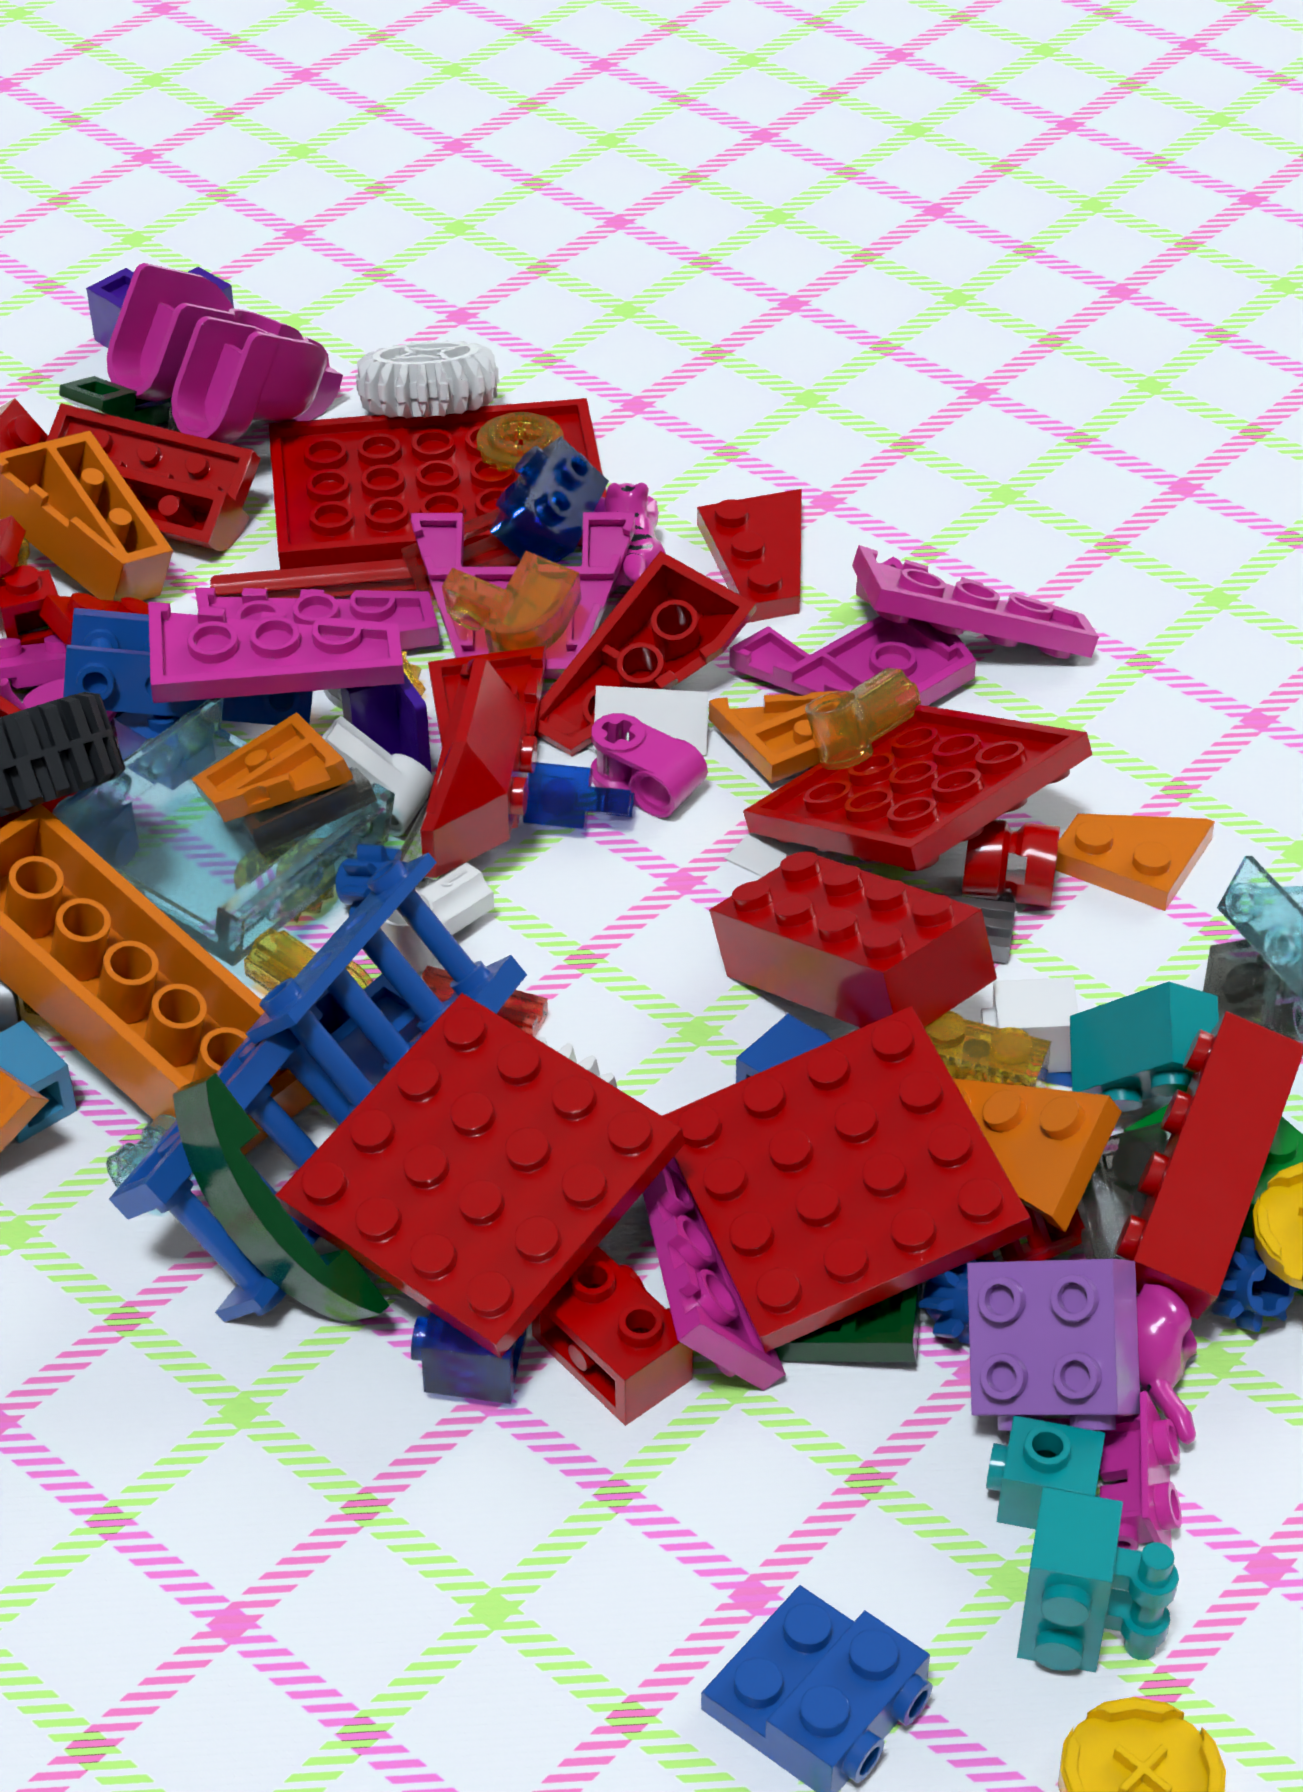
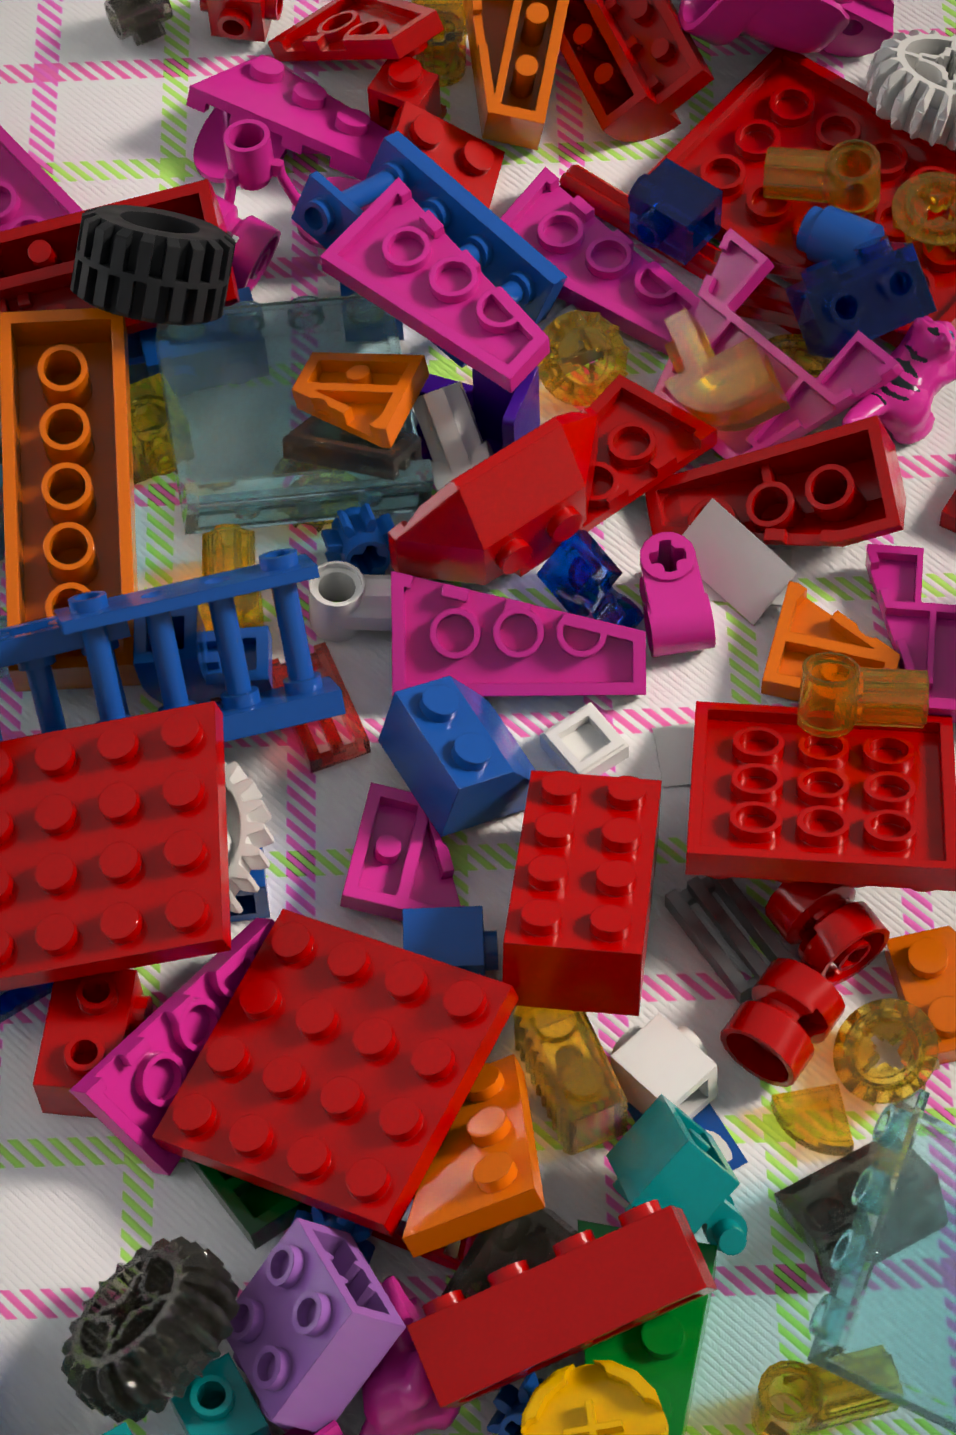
camera: 50 degrees right, 15 degrees up
(338, 544) = (674, 211): none -> clear blue brick
(432, 459) = (842, 177): none -> clear yellow piece
(477, 487) = (834, 234): none -> blue brick
(555, 879) = (507, 644): none -> dark pink wing
(636, 947) = (455, 755): none -> blue slope
(668, 1049) = (397, 858): none -> dark pink wing
(691, 894) = (584, 743): none -> white tile
(943, 1448) = (150, 1329): none -> clear smoke gear
(1066, 932) = (778, 1028): none -> red wheel
(1125, 886) = (856, 1054): none -> clear yellow gear
(1149, 971) = (815, 1119): none -> clear yellow tile

